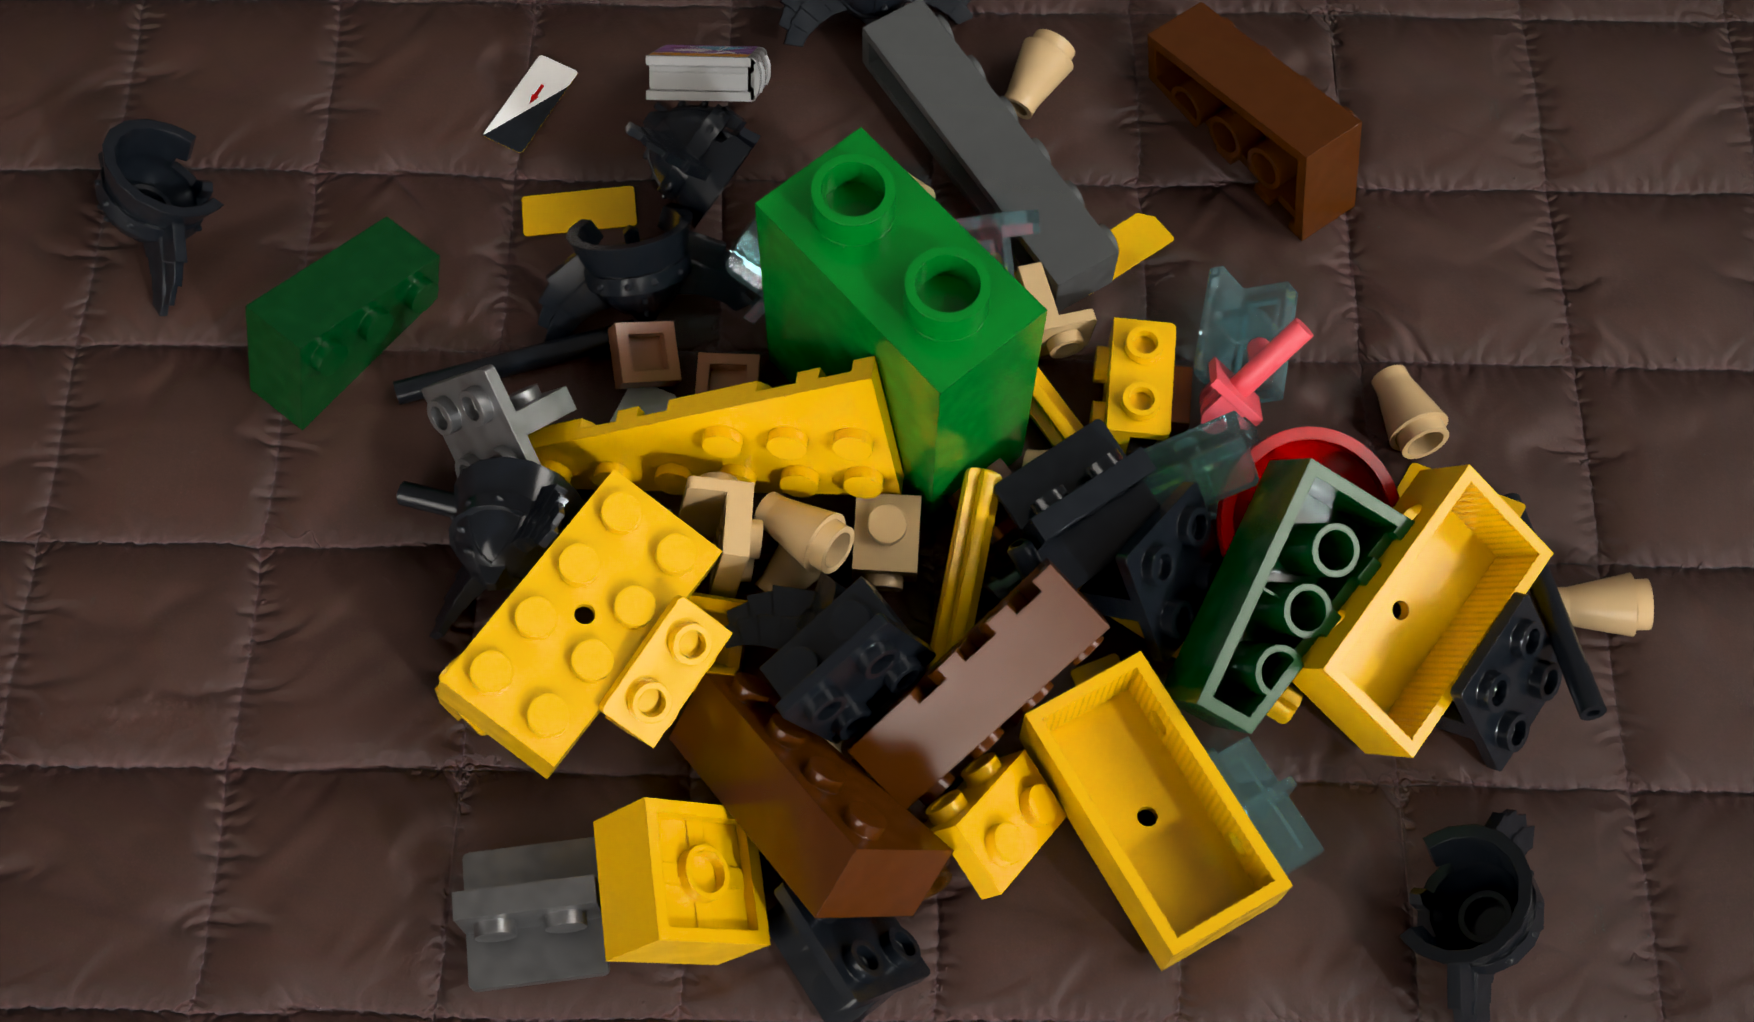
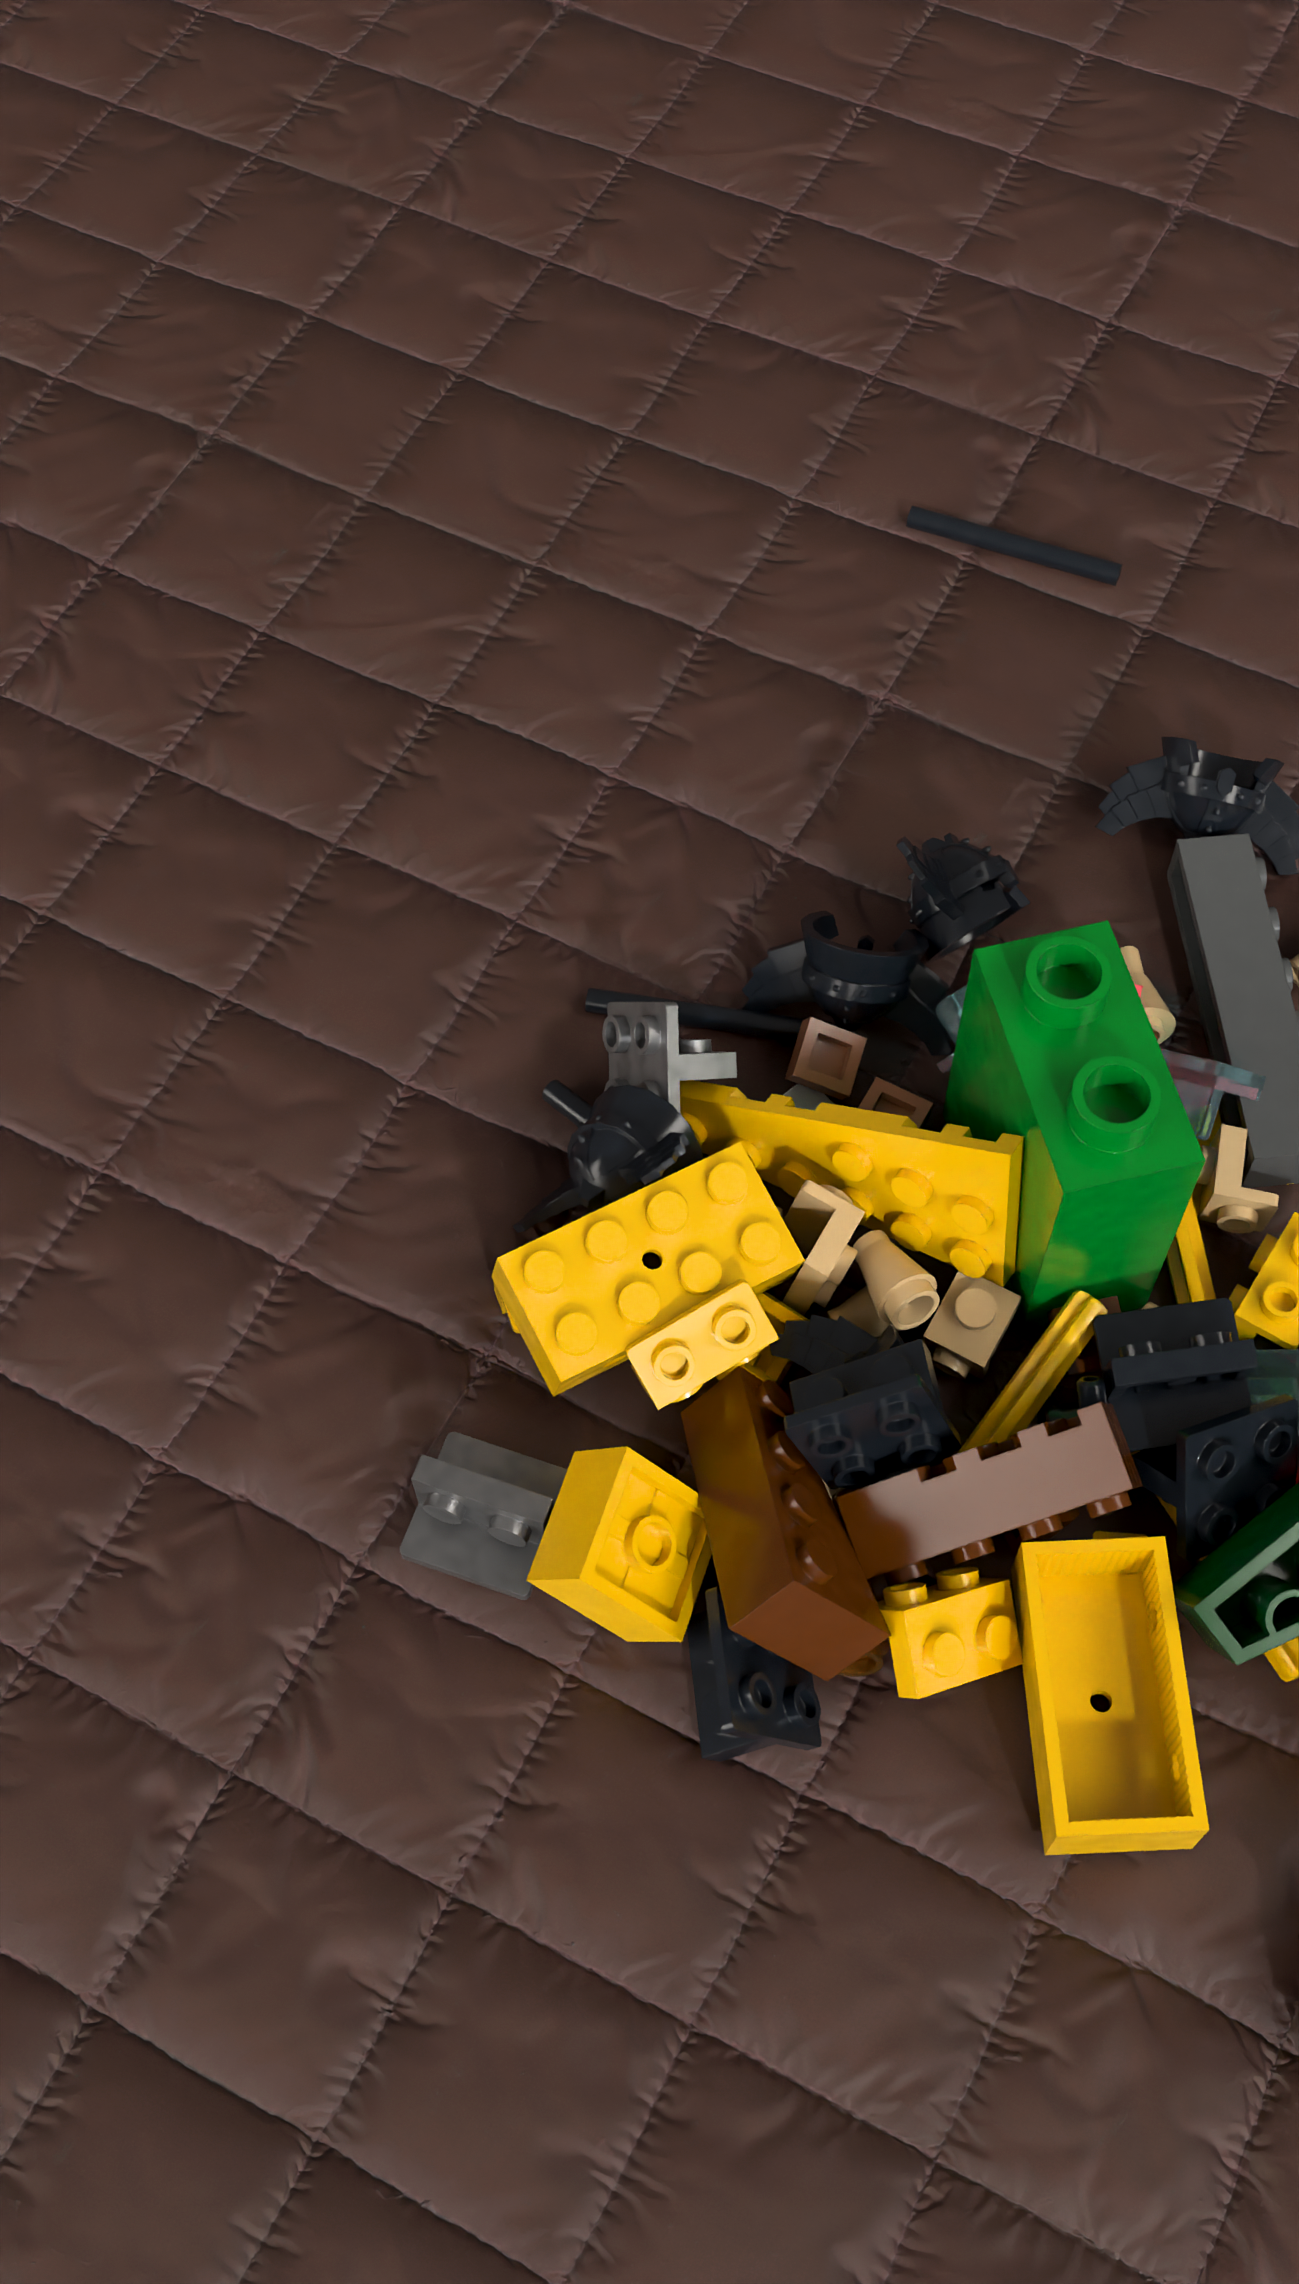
camera: 30 degrees right, 5 degrees down
(154, 197) = (459, 740): black helmet -> none
(337, 318) = (566, 910): dark green wedge -> none
(530, 103) = (832, 790): sticker -> none
(559, 211) = (850, 908): yellow sticker -> none
(707, 73) = (1006, 823): light grey piece -> none
(1268, 804) = (1226, 1749): clear light blue panel -> none

